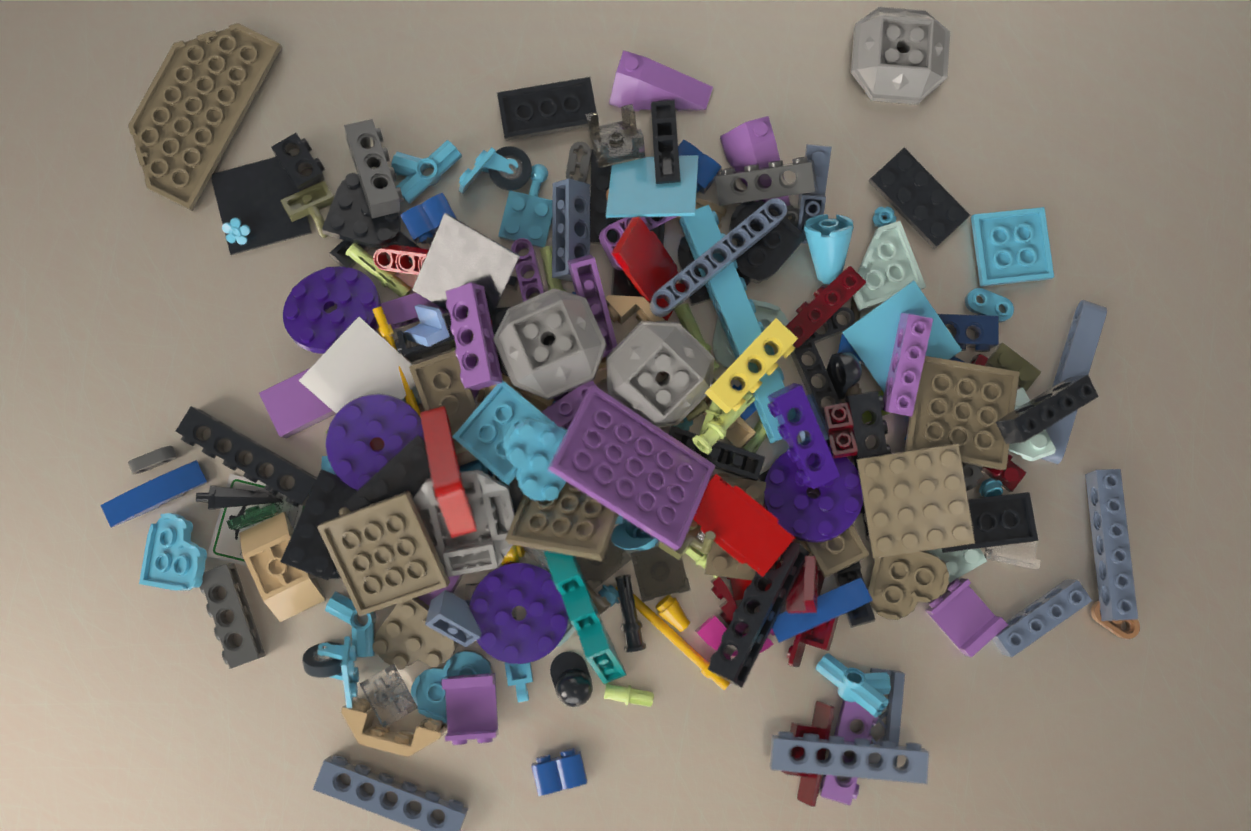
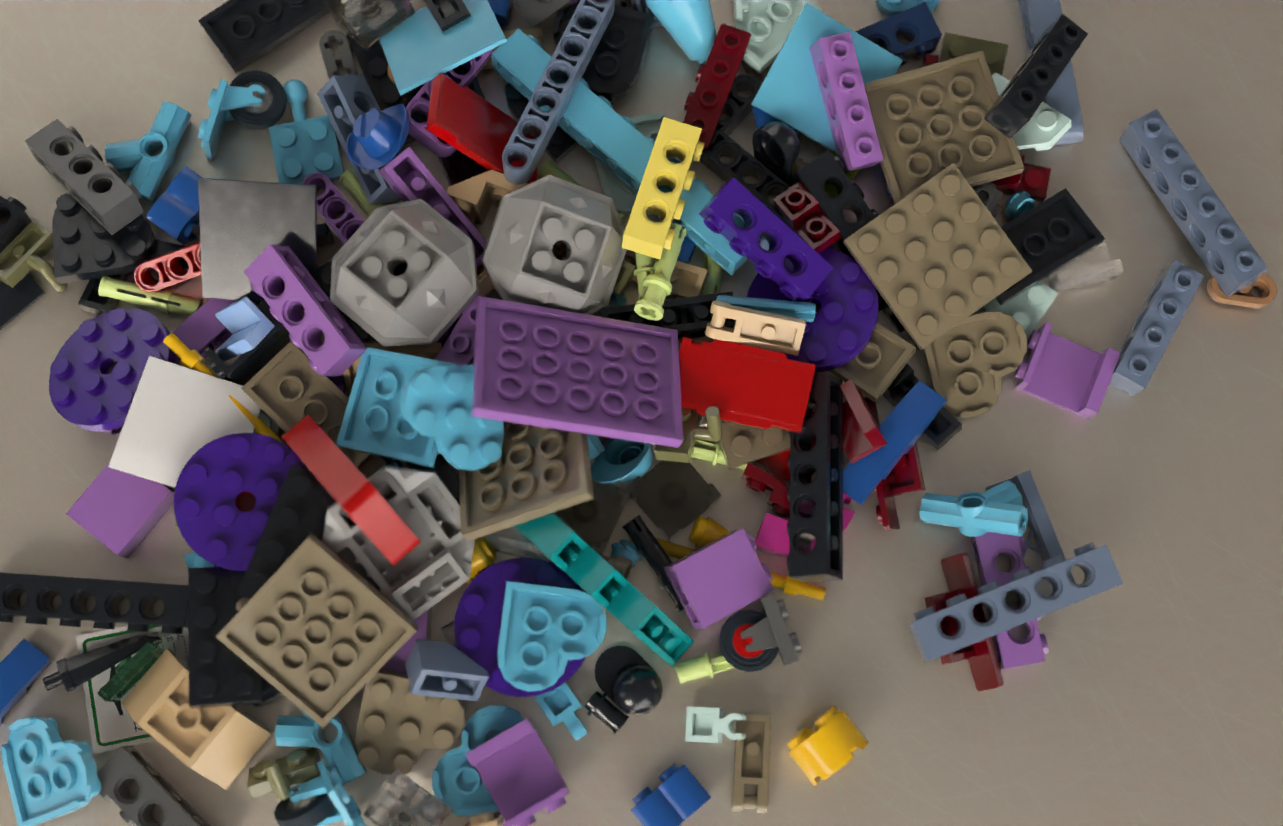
camera: 25 degrees left, 5 degrees down
(321, 630) = (282, 773): none -> olive plate
(529, 626) = (543, 631): none -> medium azure plate
(546, 692) = (605, 711): none -> black pin
(578, 239) = (378, 137): none -> blue hat
(609, 735) = (708, 725): none -> light aqua plate
(625, 771) = (752, 762): none -> dark tan plate
(662, 645) = (719, 578): none -> medium lavender brick
(665, 695) = (755, 638): none -> plate
(678, 788) = (826, 746): none -> yellow brick
(767, 491) = (756, 328): none -> tan plate
(781, 480) = (793, 309): none -> medium azure axle

